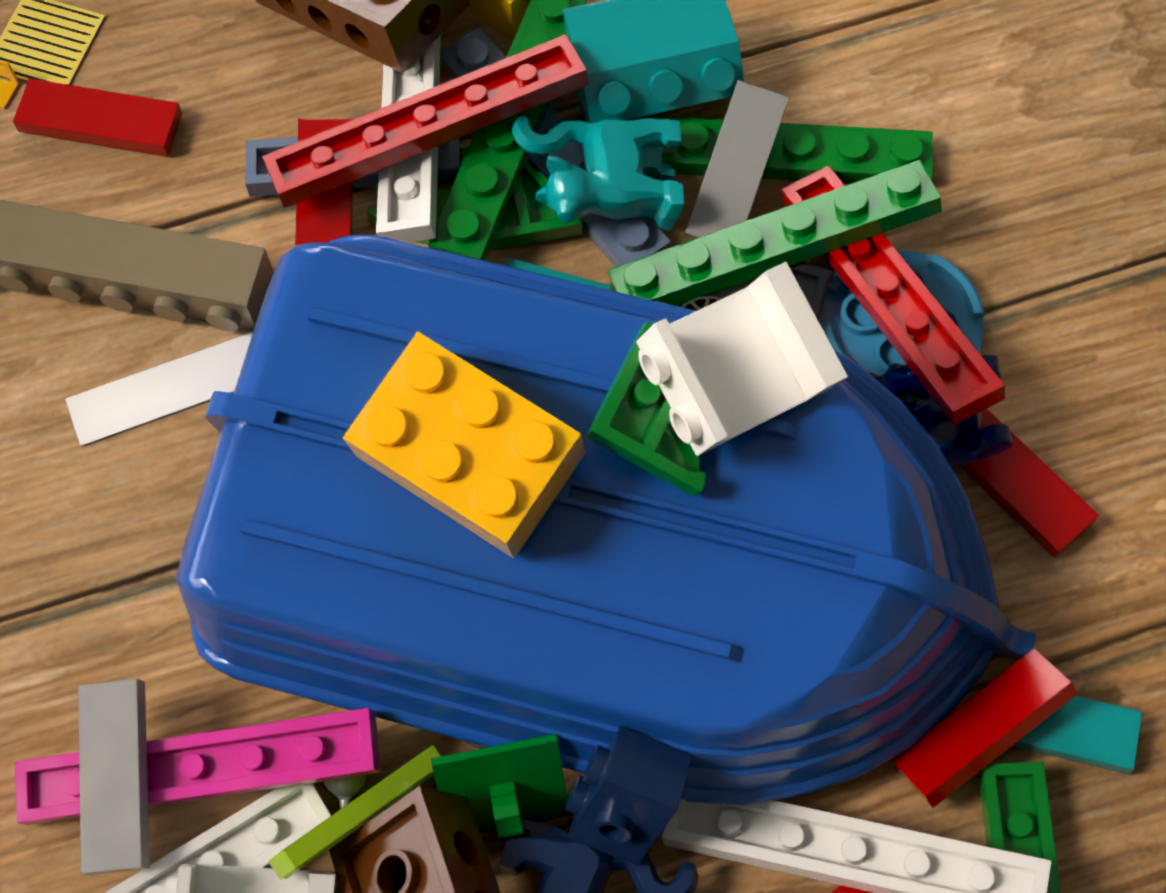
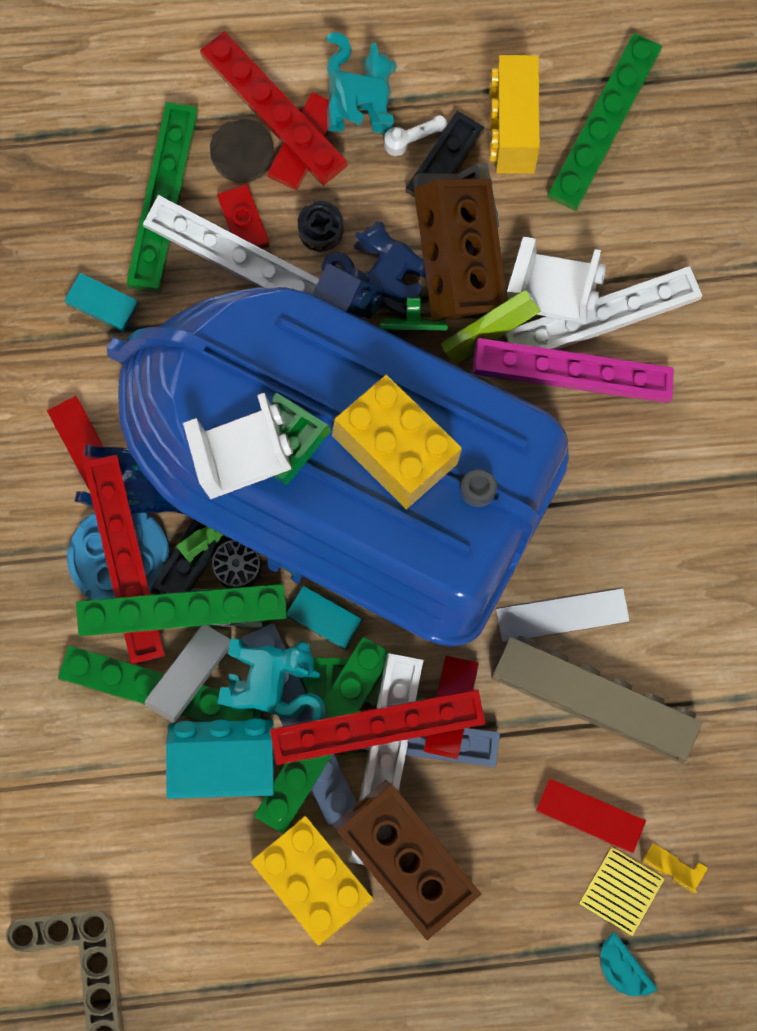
camera: 170 degrees left, 10 degrees up
(113, 777) = (617, 371): light grey tile -> none
(310, 416) = (478, 488): none -> dark grey tile
(984, 727) = (149, 306): red tile -> none

